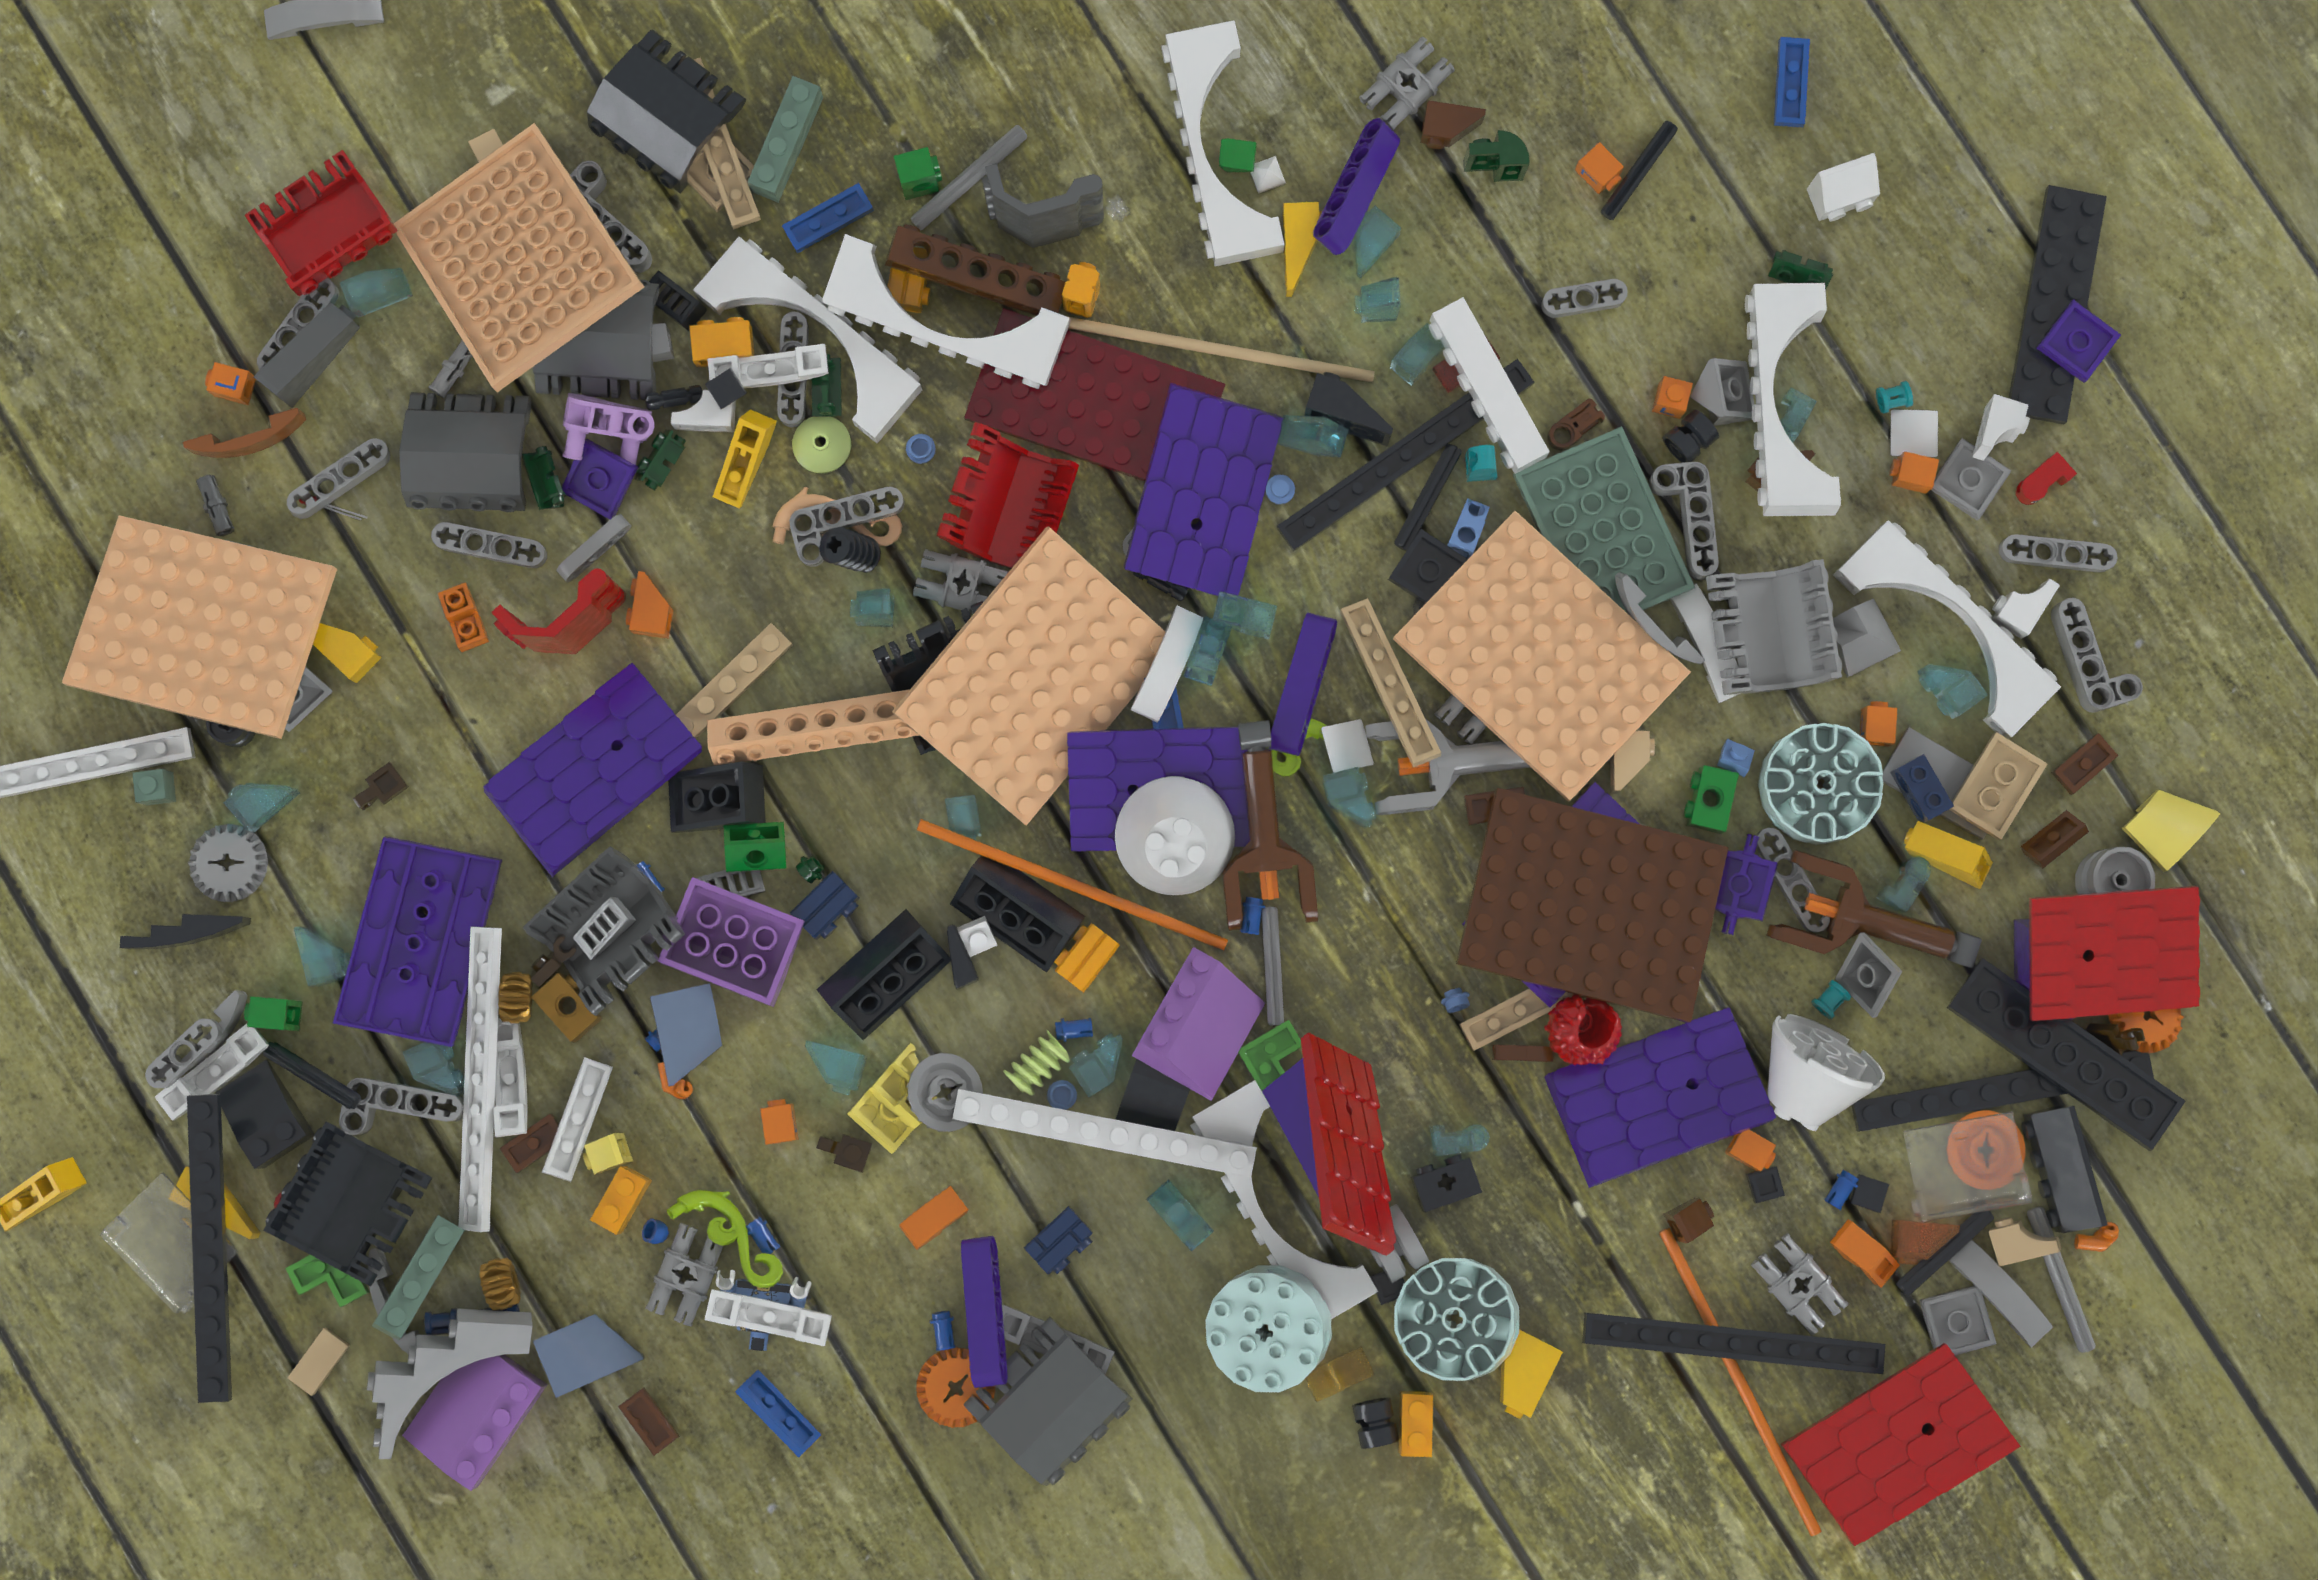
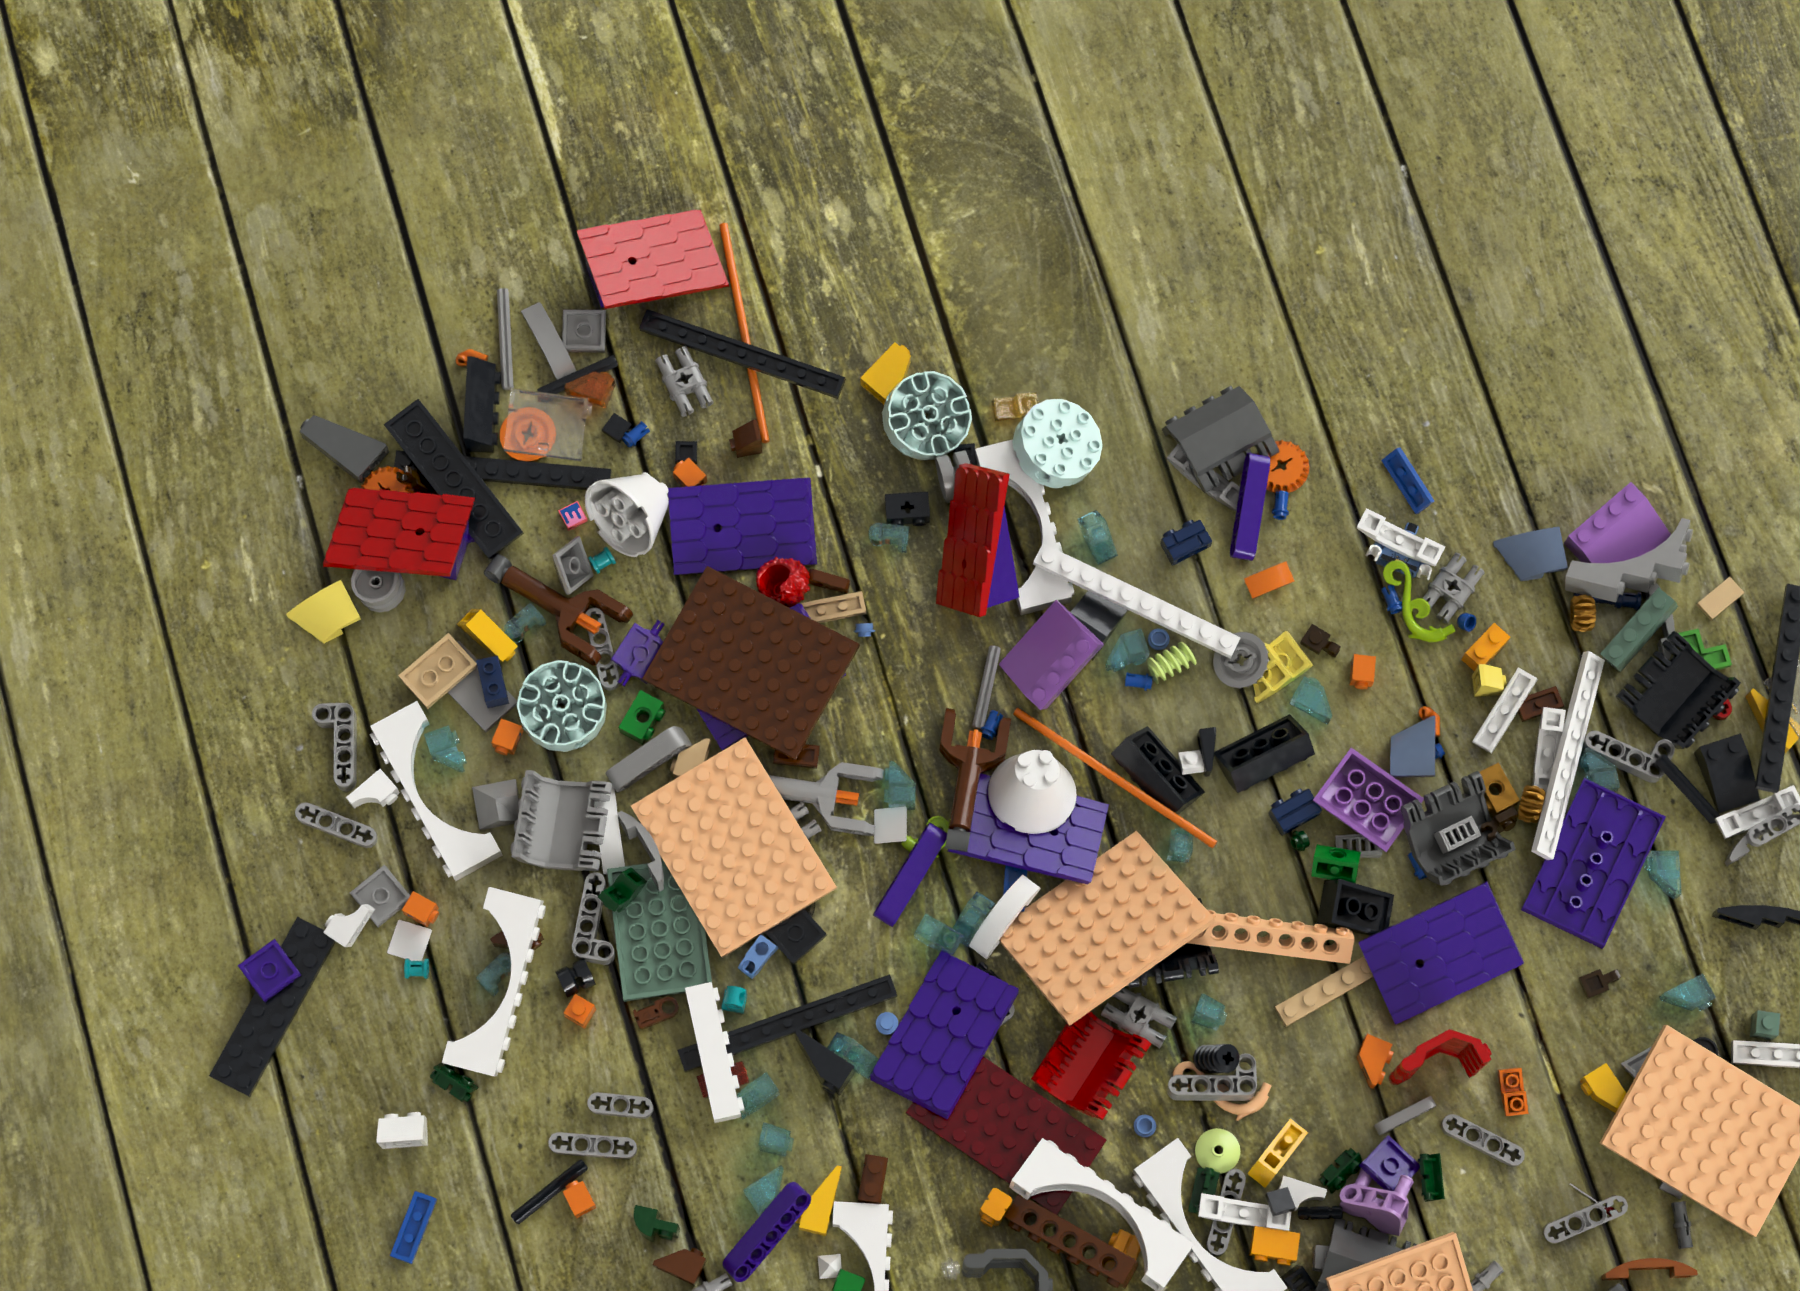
camera: 165 degrees left, 10 degrees down
(241, 878) = (1727, 973): light grey gear -> none
(273, 1013) = (1707, 837): green brick -> none
(463, 452) = (1487, 1212): dark grey hinge -> none
(649, 1421) = (1498, 499): reddish brown plate -> none
(1086, 957) = (1117, 726): light orange brick -> none
(1220, 349) = (903, 1141): tan piece -> none
(1243, 287) = (872, 1179): none -> reddish brown brick
(1264, 1053) = (1008, 629): bright green plate -> none
(1375, 1423) = (1000, 364): black wheel -> none
(1390, 682) = (848, 857): tan plate -> none
(1415, 1424) = (973, 360): light orange brick -> none
(1428, 496) = (779, 988): black axle -> none
(1602, 237) = (592, 1149): none -> light grey beam
(1667, 556) = (623, 890): none -> dark green brick
(1684, 746) = (648, 758): none -> light grey beam
(1725, 391) = (539, 1004): light grey slope -> none
(1735, 757) = (615, 742): medium blue plate -> none
(1865, 1253) = (634, 389): orange slope -> none
(1888, 1053) = (573, 515): none -> tile
(2016, 1244) = (527, 366): tan arch -> none
(2036, 484) = (329, 880): red leg -> none
(2054, 839) = (409, 626): reddish brown plate -> none
(2084, 764) = (369, 672): reddish brown plate -> none
(2220, 1060) = (346, 448): none -> dark grey slope

